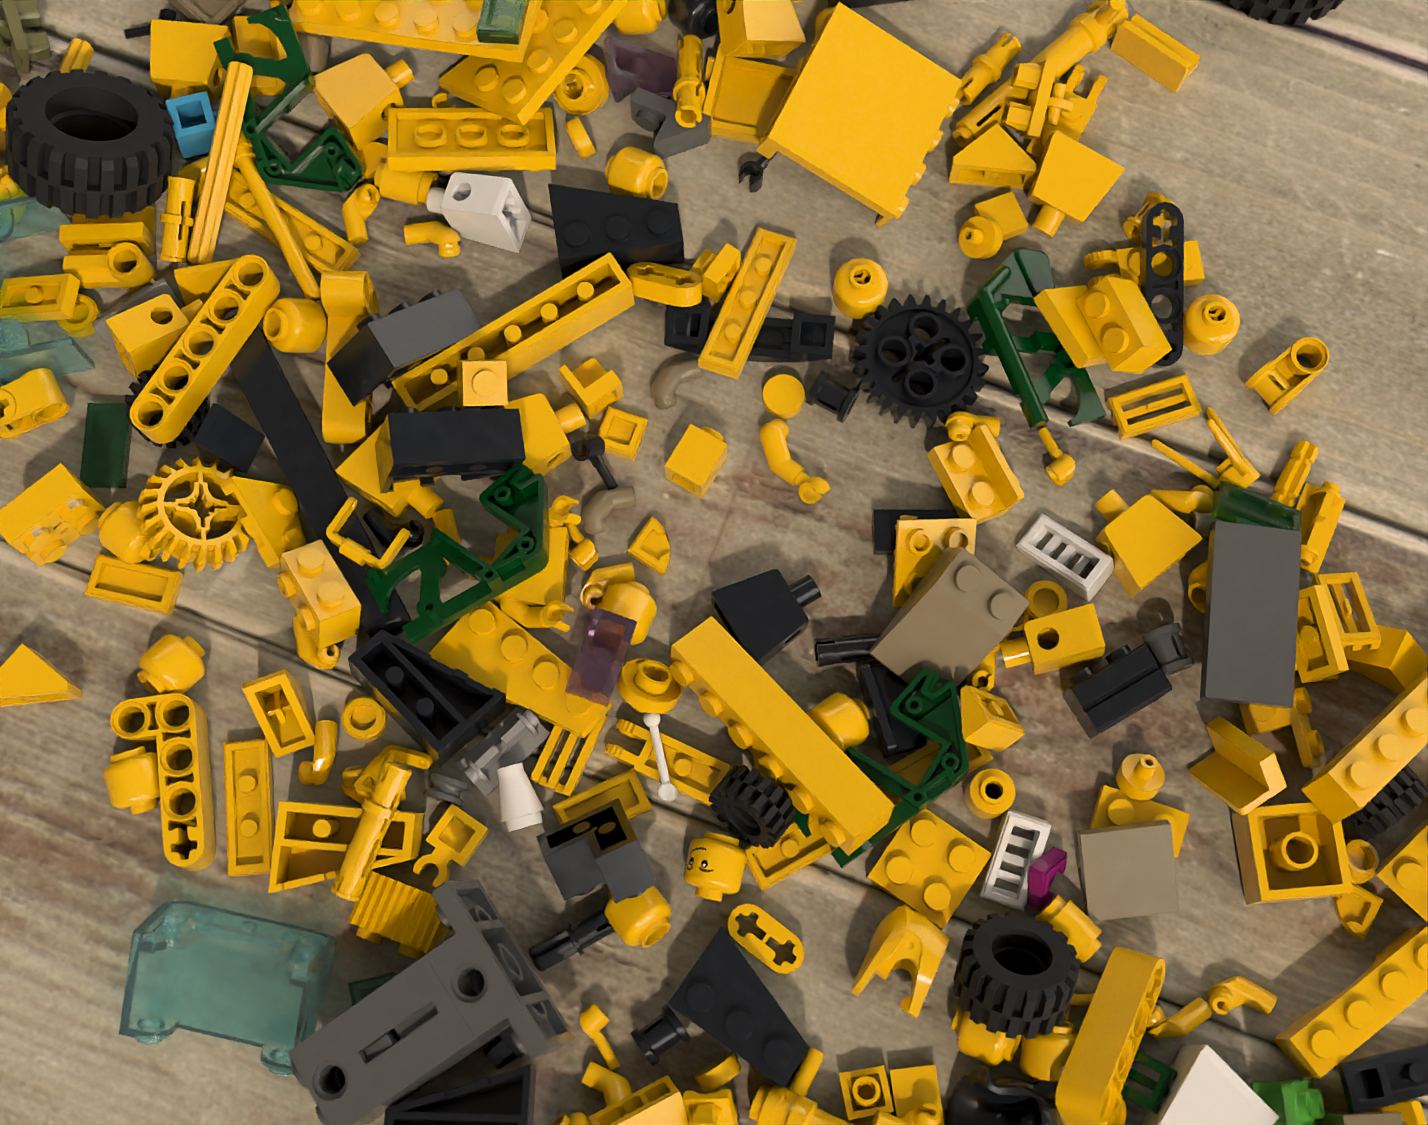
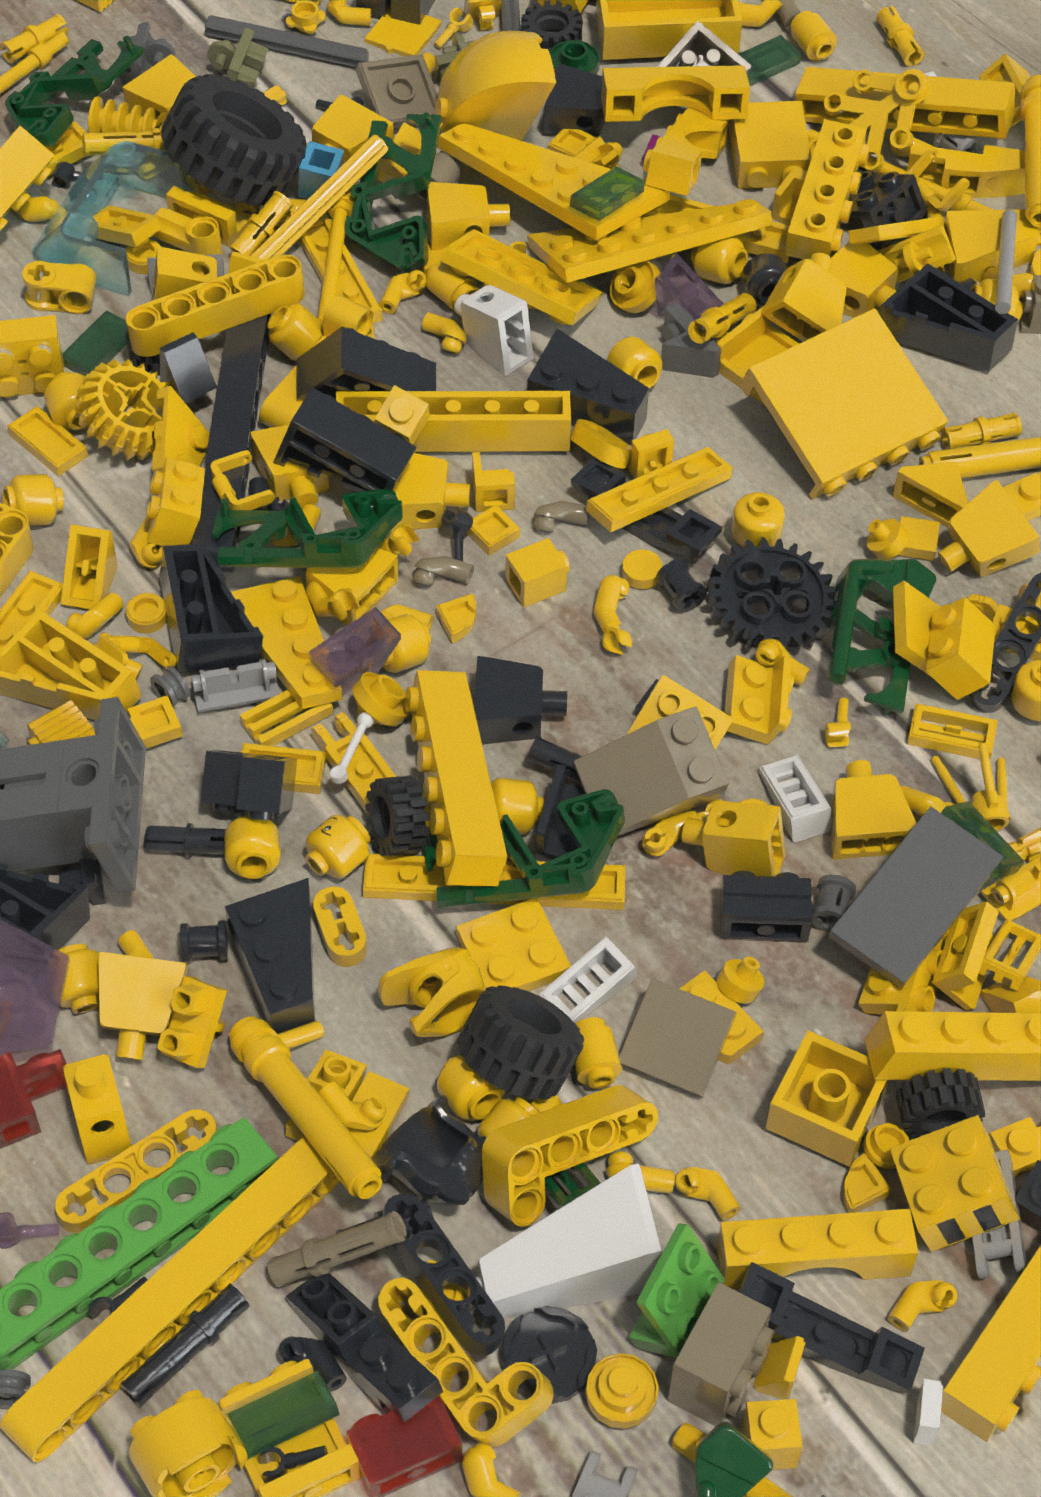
camera: 30 degrees right, 20 degrees down
(374, 822) = (89, 659): yellow pin -> none
(518, 799) = (219, 722): white cone -> none
(579, 138) = (609, 320): yellow tile -> none
(584, 553) = (400, 590): yellow hand -> none
(592, 1022) = (159, 905): yellow hand -> none
(718, 1072) = (238, 990): yellow tile -> none
(754, 168) = (731, 409): black hand -> none
(980, 803) = (599, 915): yellow brick -> none
(988, 720) = (635, 861): yellow slope -> none
(1030, 117) = (1010, 446): yellow hips -> none
(1042, 876) = (606, 1003): magenta tile -> none
(1239, 770) = (837, 1006): yellow panel -> none

